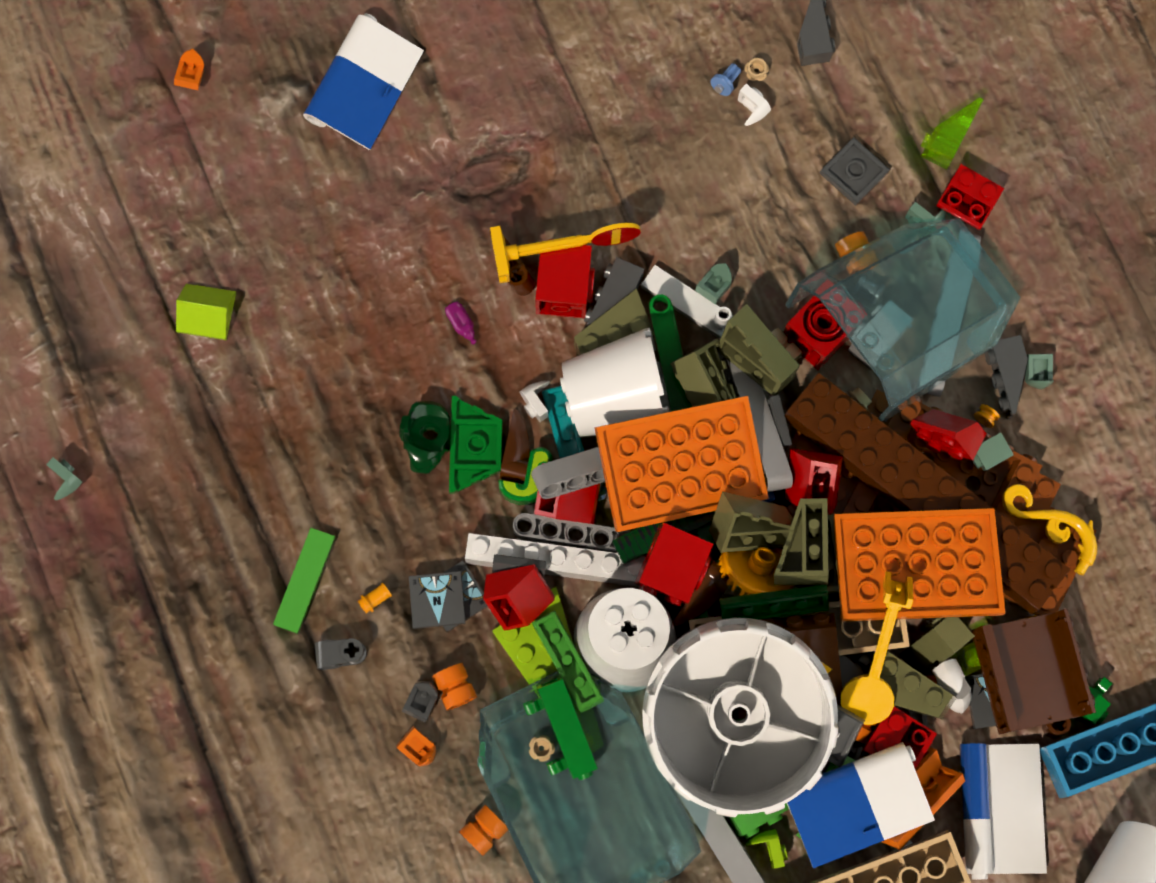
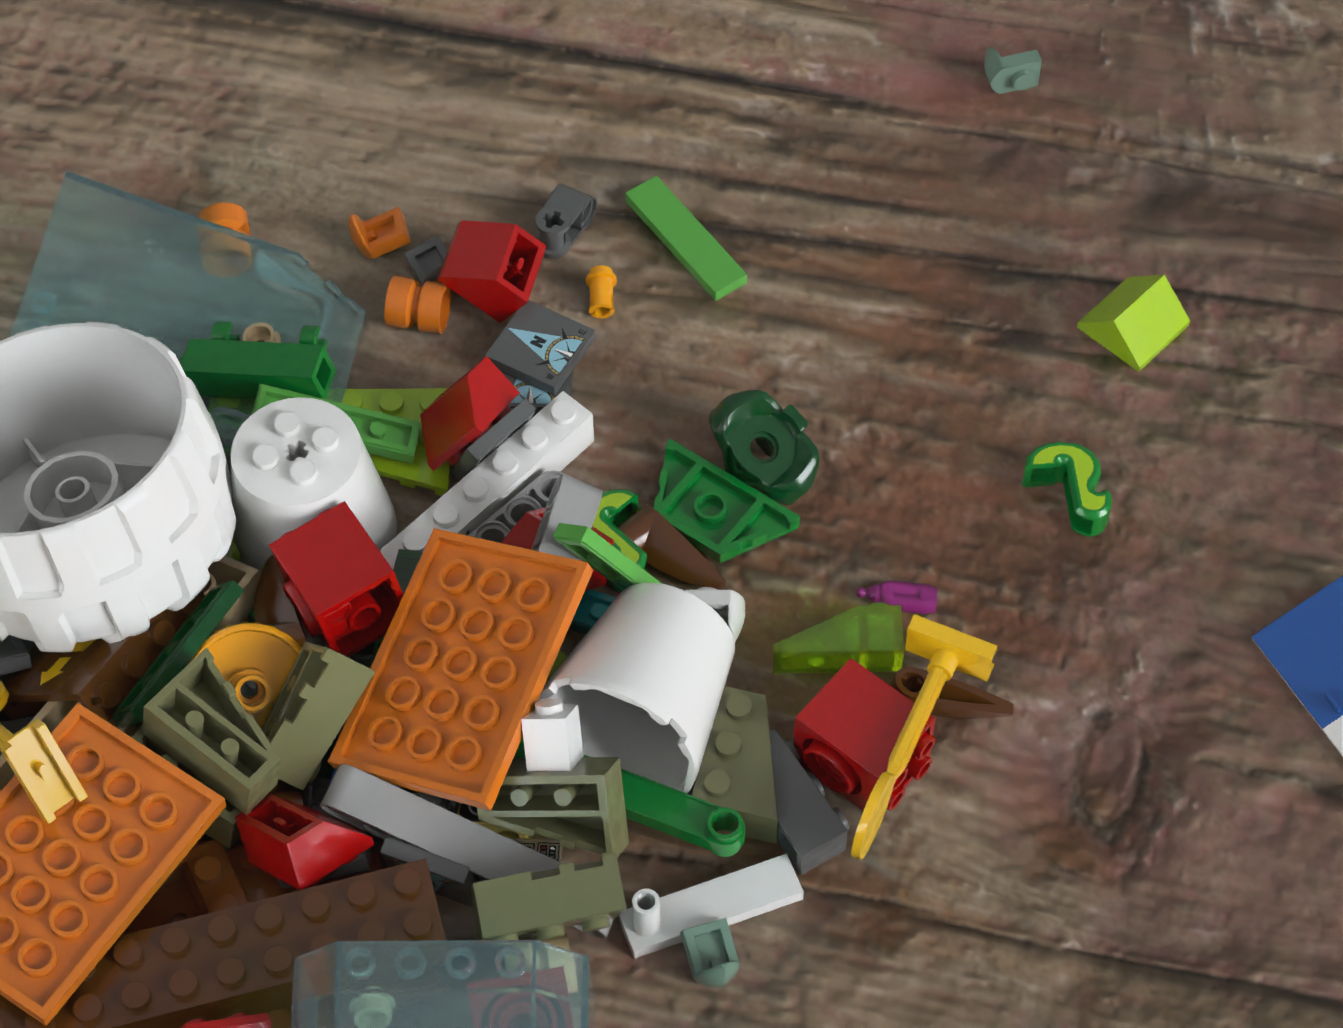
camera: 130 degrees right, 20 degrees down
(336, 273) = (1080, 476): none -> green animal
(406, 658) = (492, 266): none -> red slope
(505, 324) = (864, 633): none -> clear neon green slope
(568, 432) = (601, 555): none -> bright green tile
(687, 394) = (552, 736): none -> white brick

